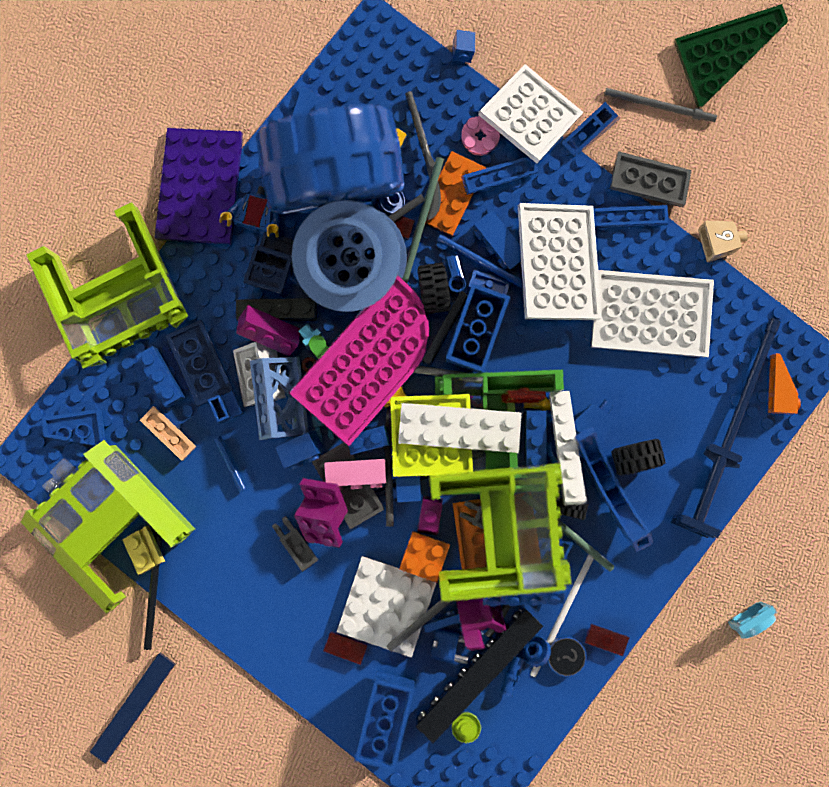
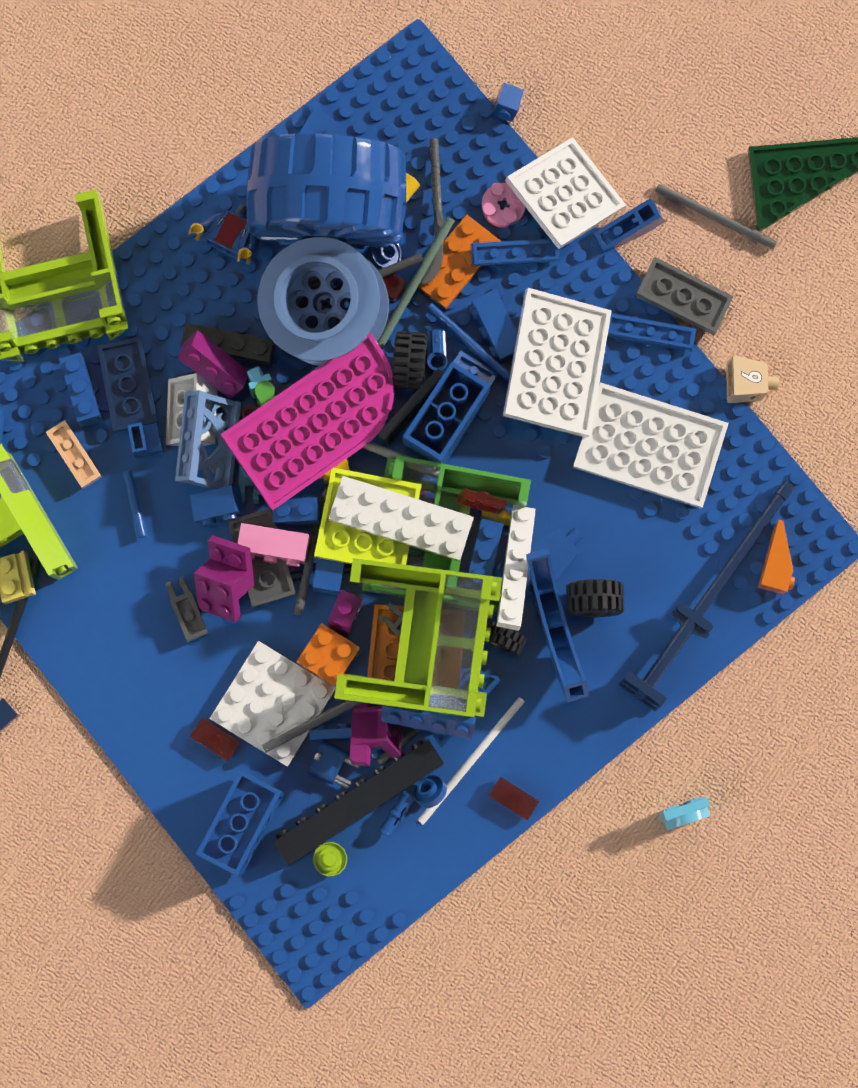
camera: 10 degrees right, 5 degrees down
(198, 185) = (173, 188): dark purple plate -> none
(270, 264) = (233, 292): dark blue bracket -> none
(567, 656) = (463, 807): black tile -> none
(585, 546) = (511, 684): sand green piece -> none

